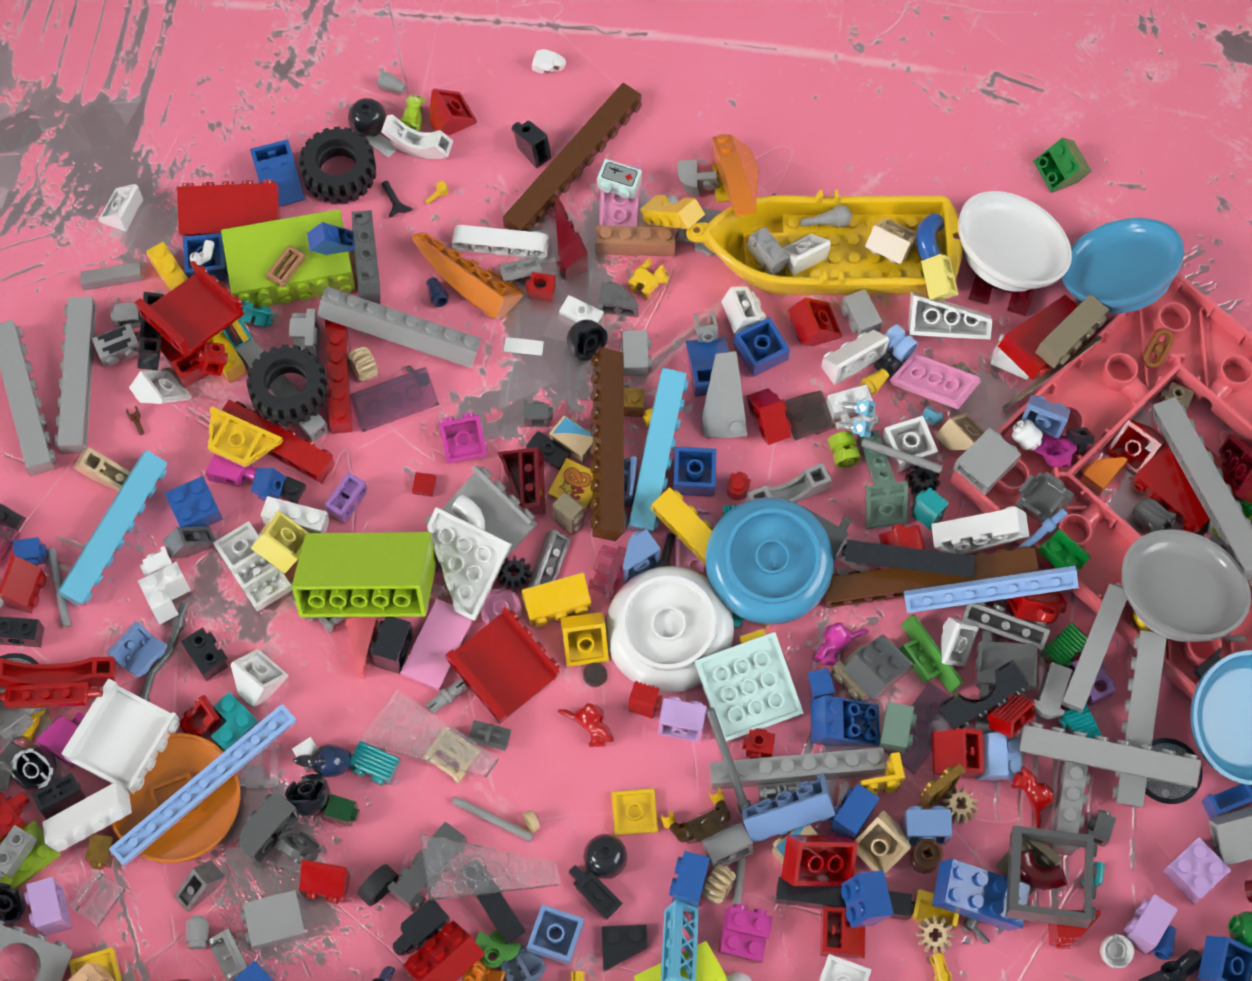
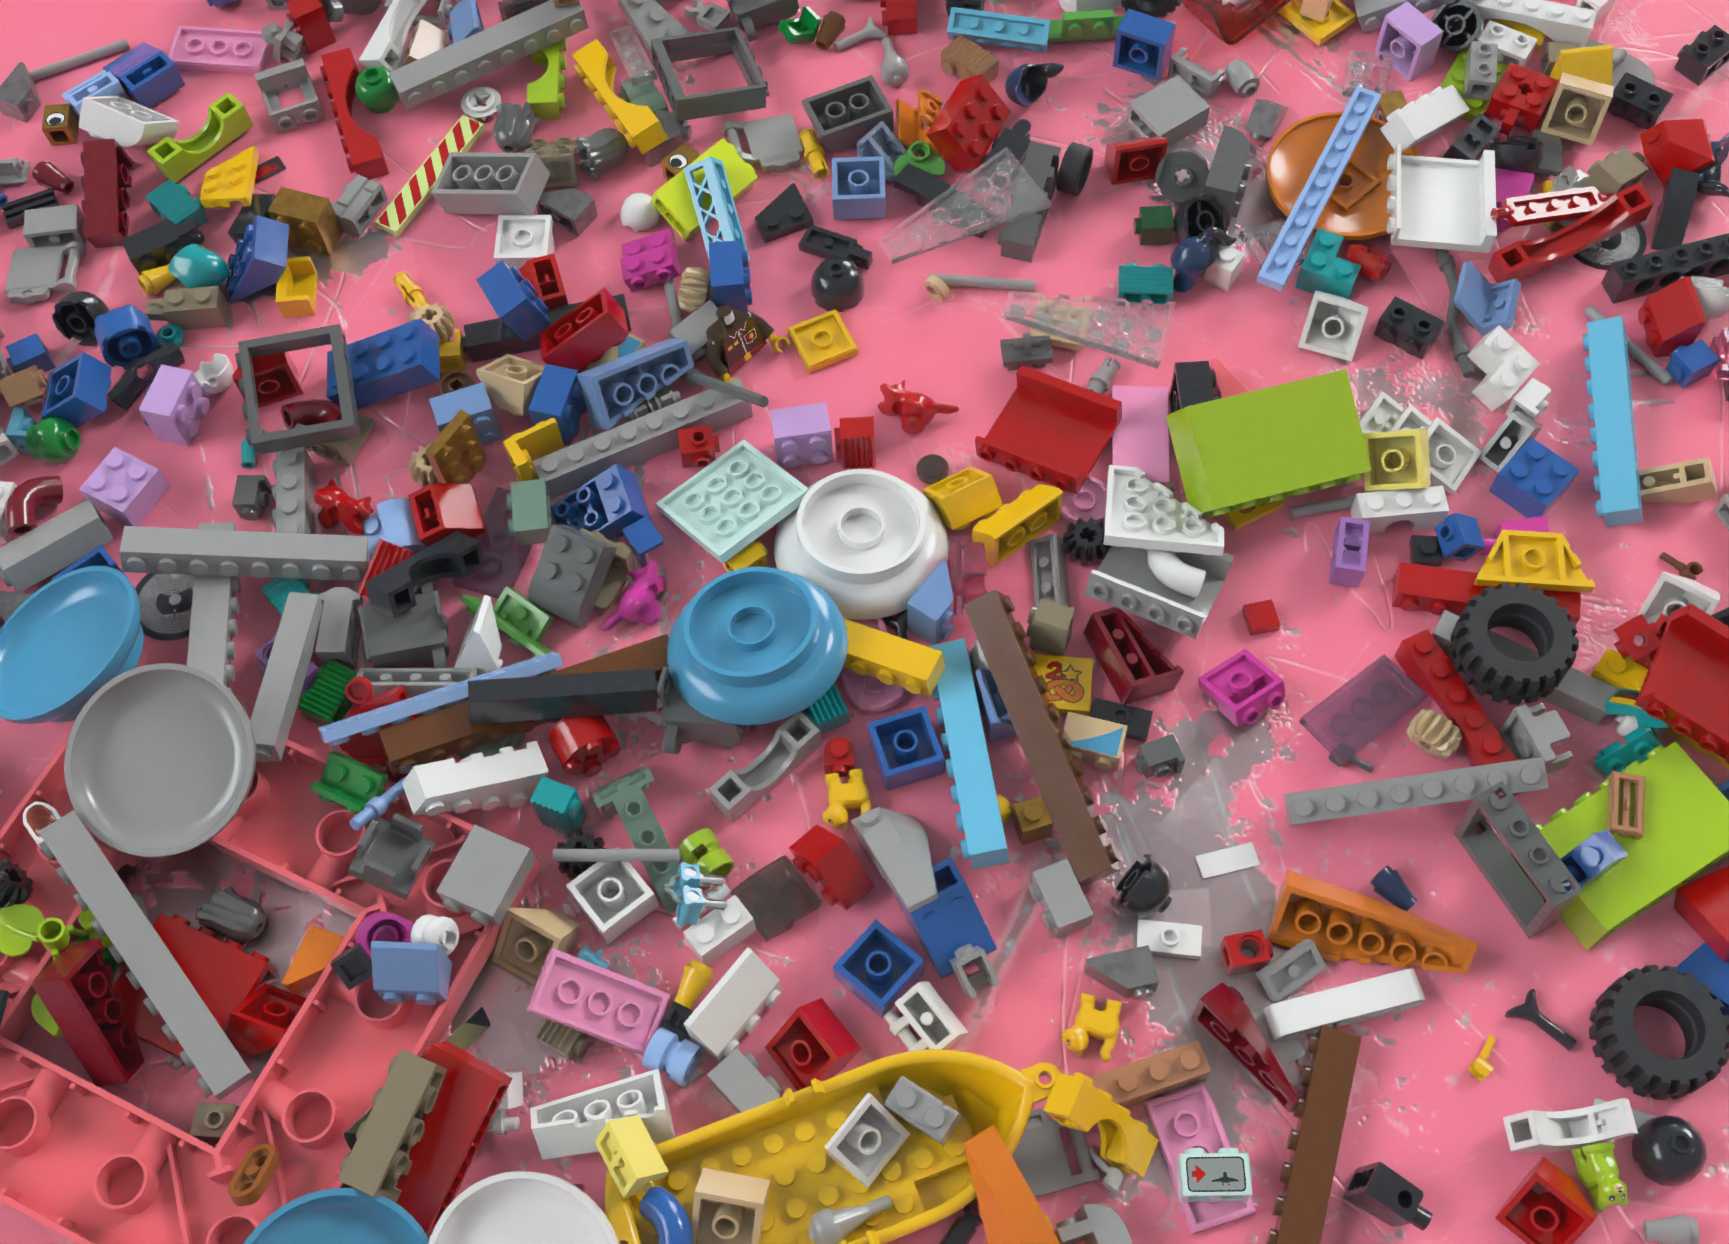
camera: 165 degrees right, 5 degrees down
(743, 459) = (845, 796): none -> yellow animal

